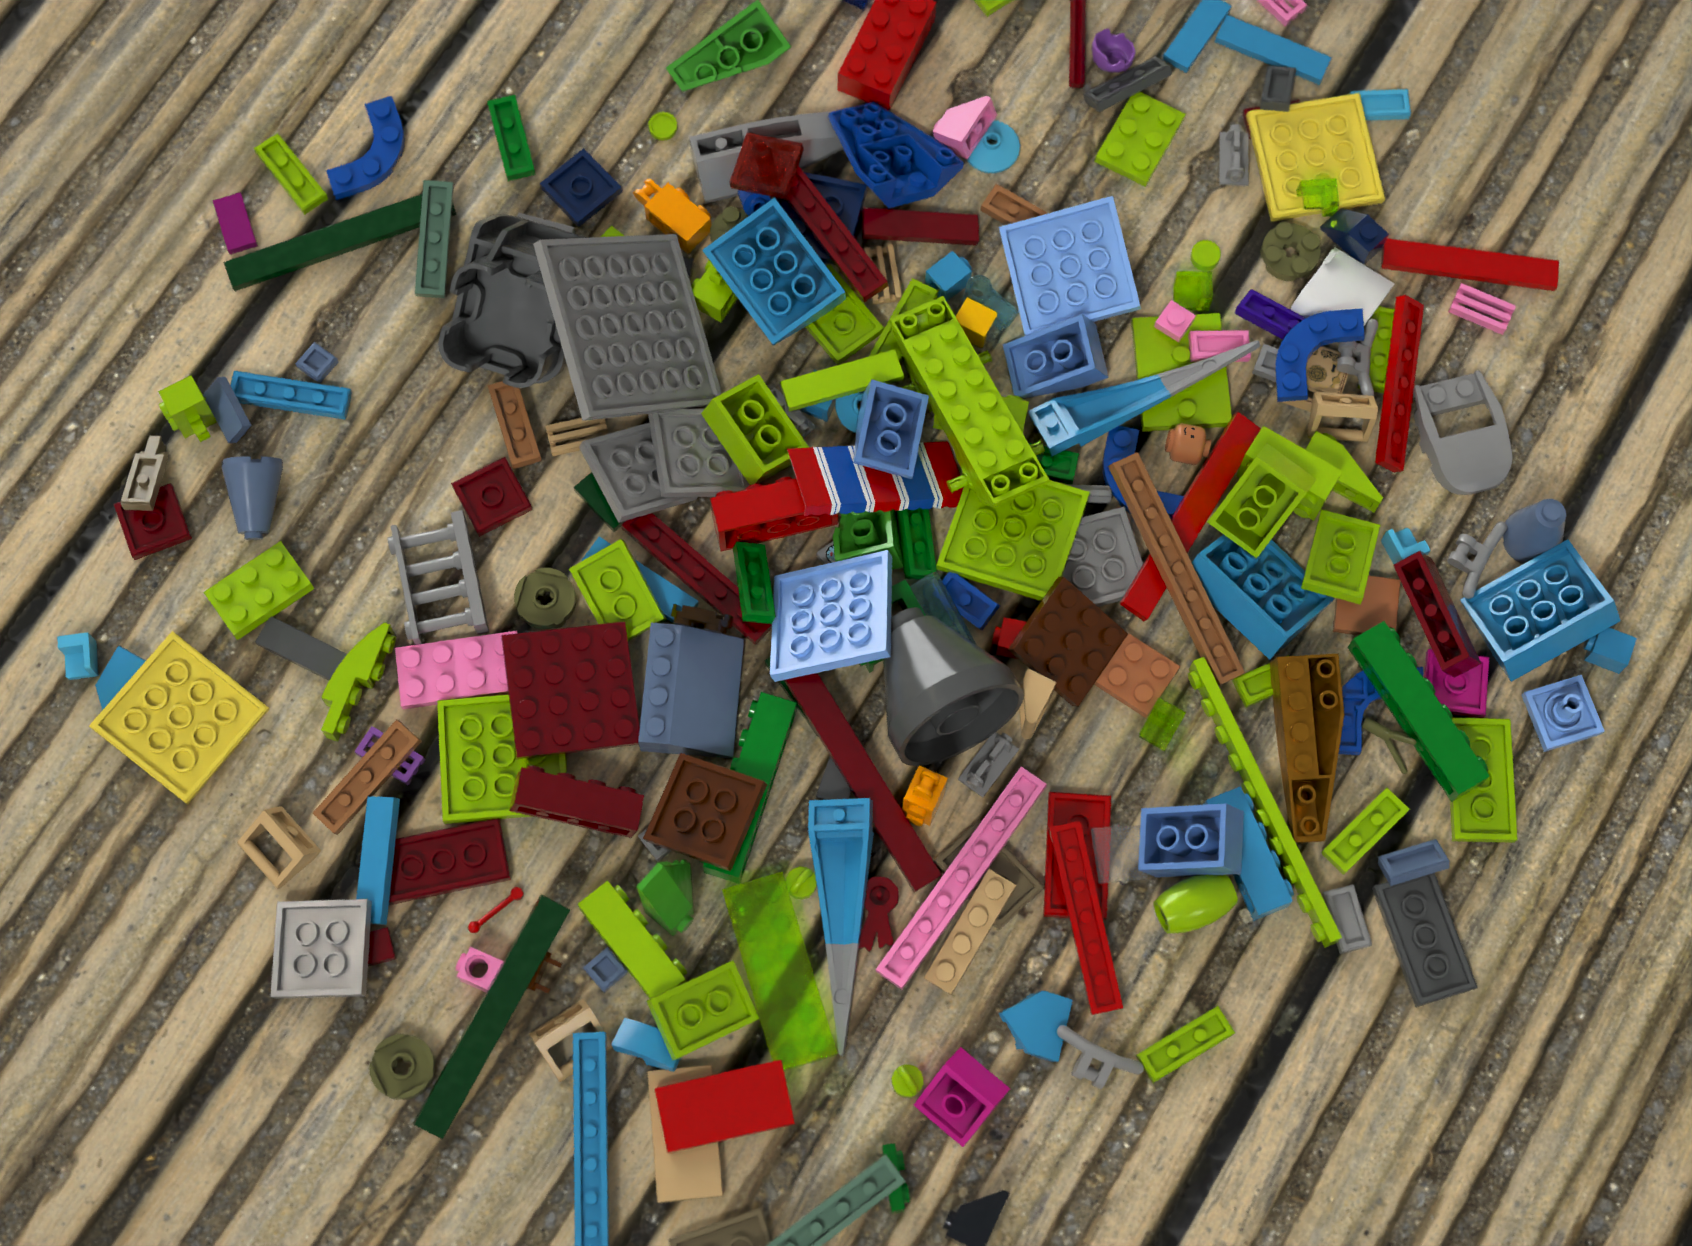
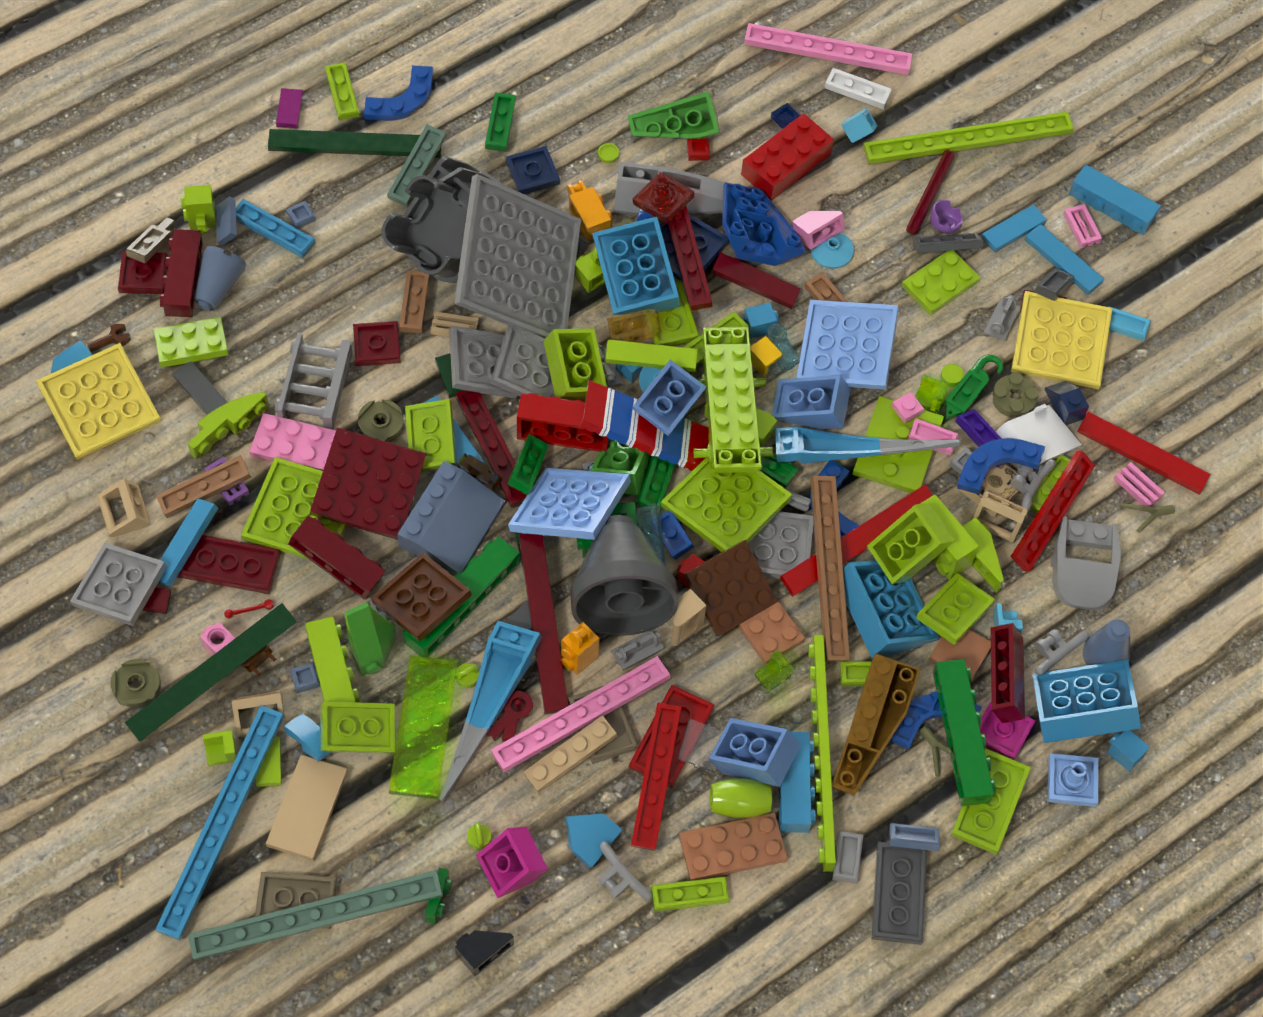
camera: 20 degrees right, 10 degrees down
(80, 655) = (53, 336): medium azure panel -> none
(154, 625) = (111, 338): none -> reddish brown bar
(205, 503) = (182, 273): none -> dark red brick
(545, 1105) = (219, 747): none -> lime panel
(619, 1104) = (271, 768): none -> lime tile
(724, 1106) = (342, 797): red tile -> none
(771, 78) = (698, 149): none -> red tile
(802, 348) = (634, 325): none -> clear yellow brick
(879, 252) = (718, 287): tan tile -> none
(1187, 444) = (879, 492): nougat head -> none
(1209, 964) = (732, 847): none -> nougat plate
(1235, 262) = (970, 387): none -> green plate
(1319, 195) = (1051, 362): clear neon green panel -> none
(1365, 831) = (888, 801): lime plate -> none
(1514, 335) = (1156, 511): none -> olive plant

